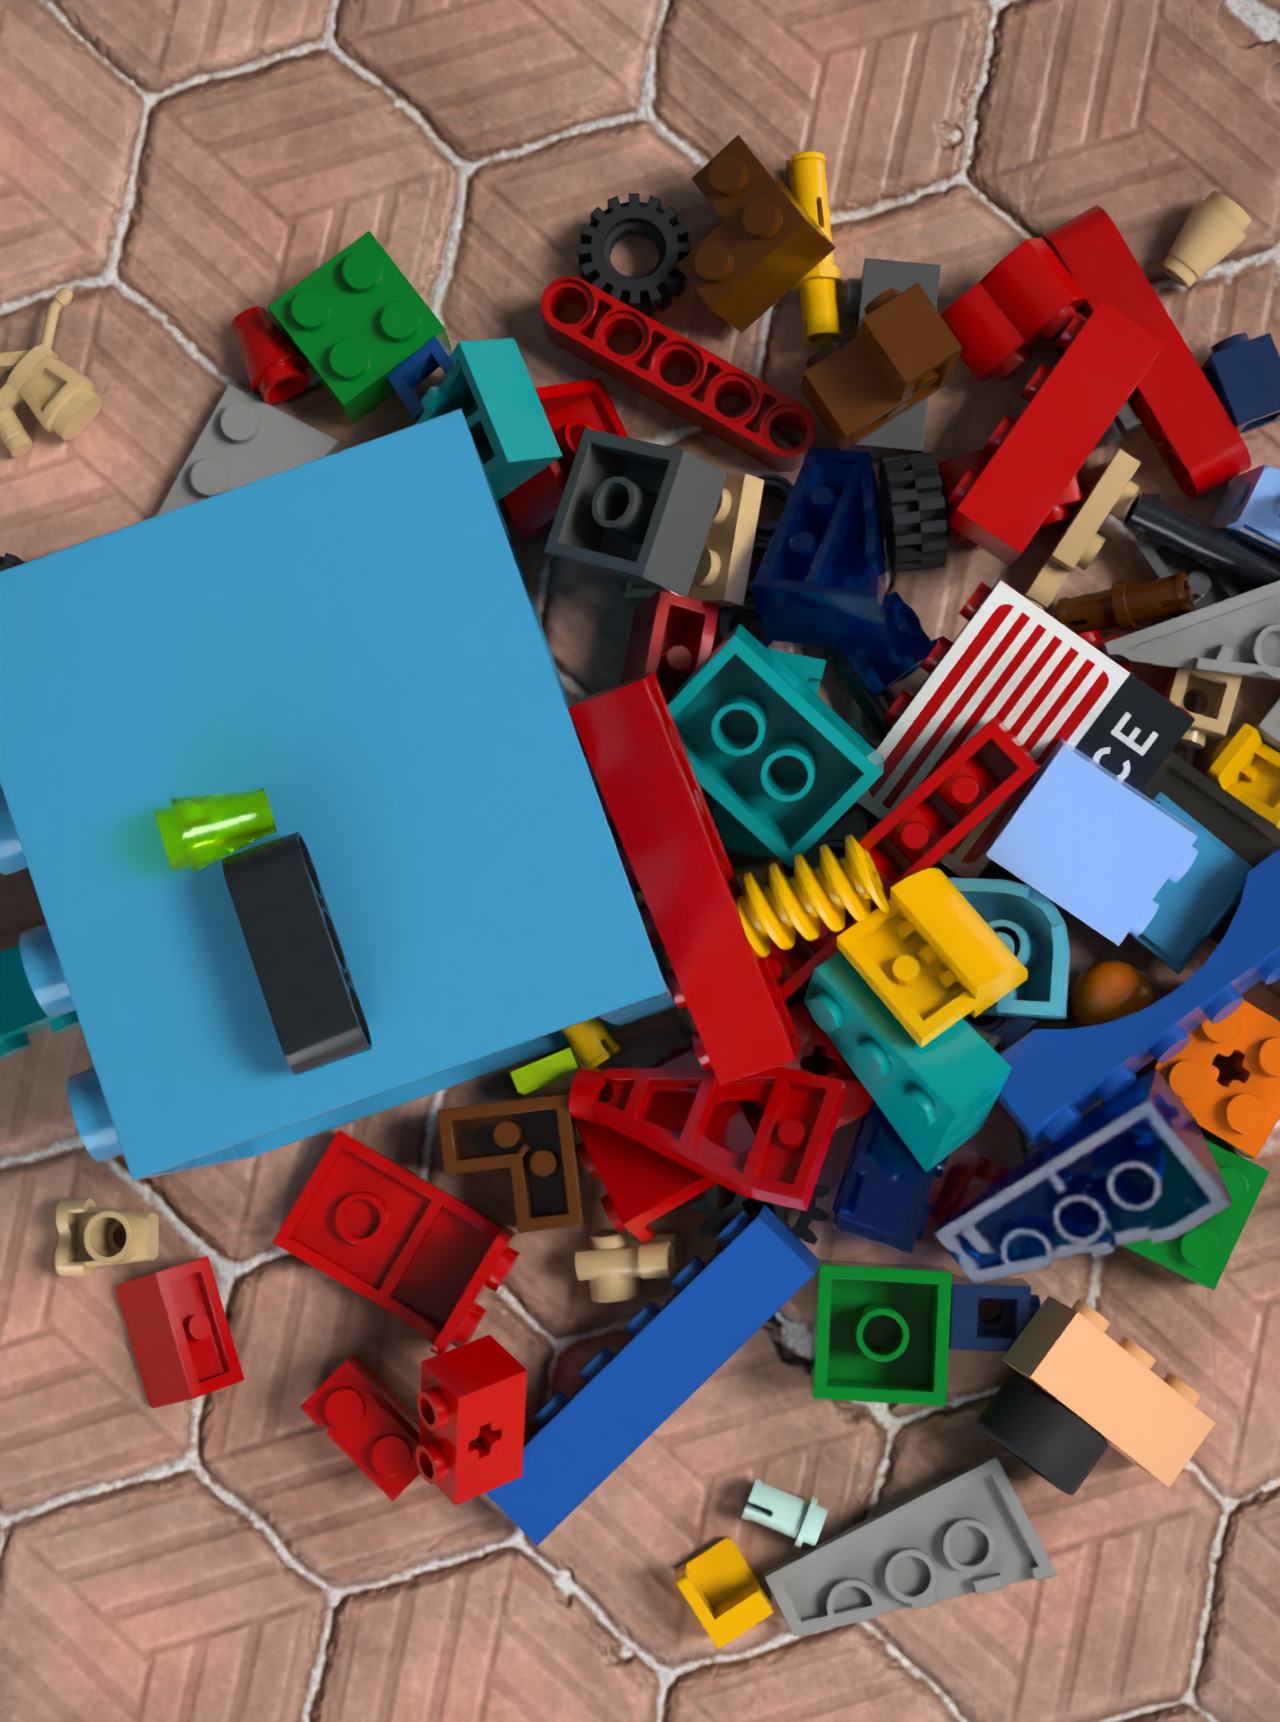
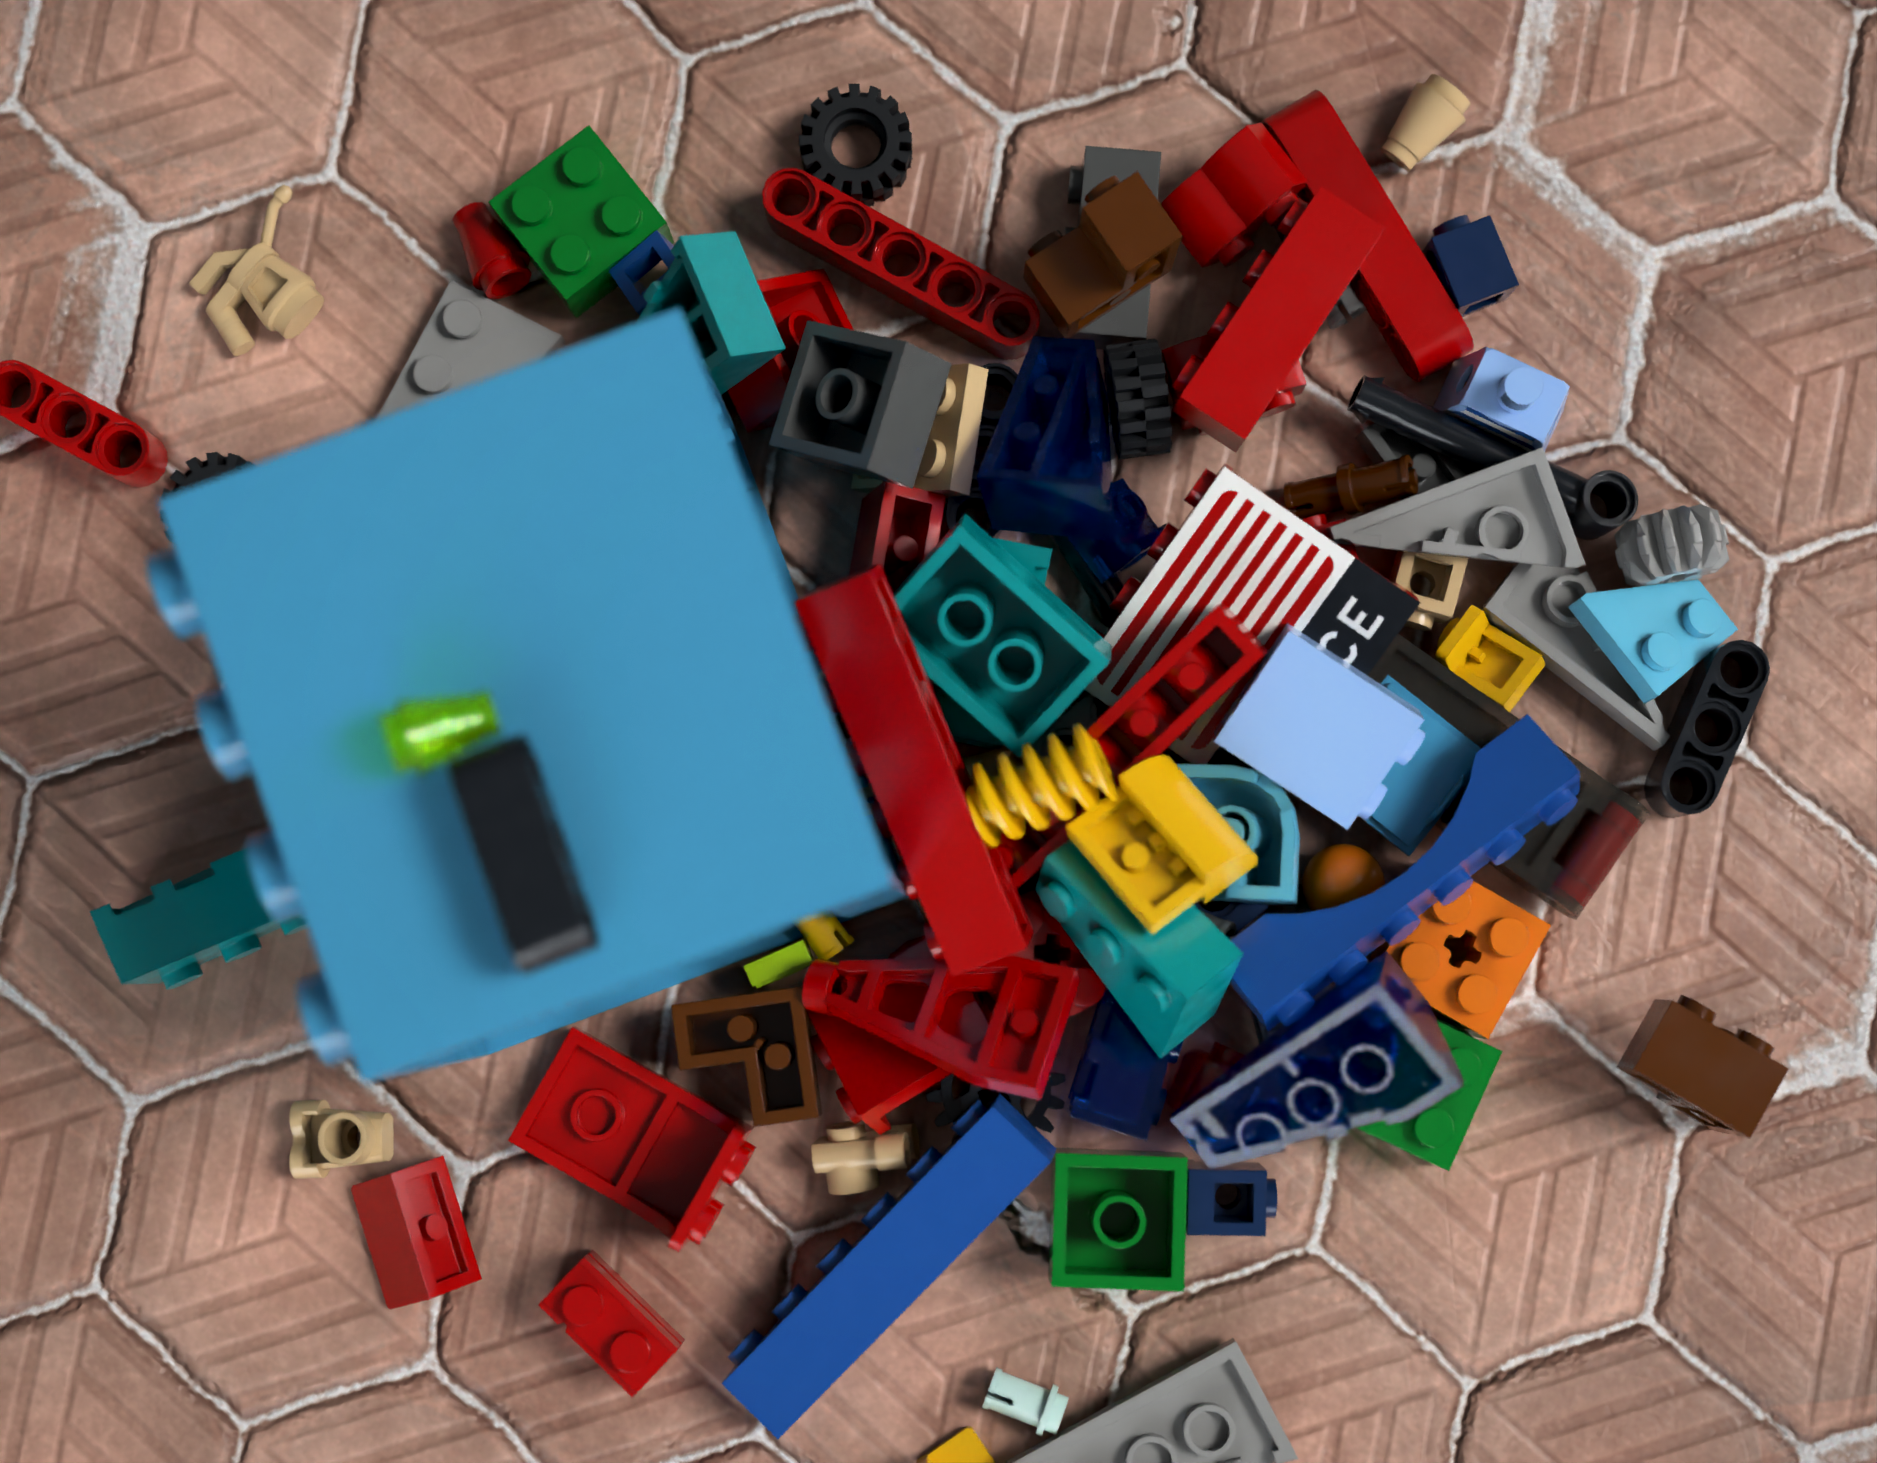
camera: 10 degrees left, 0 degrees up
(471, 1419) = (709, 1314): red brick -> none
(761, 244) = (982, 132): reddish brown brick -> none
(819, 286) = (1037, 161): yellow pin -> none
(1042, 1433) = (1280, 1317): black tyre -> none
(1079, 539) = (1304, 423): tan plate -> none
(1111, 1387) = (1348, 1270): light nougat brick -> none

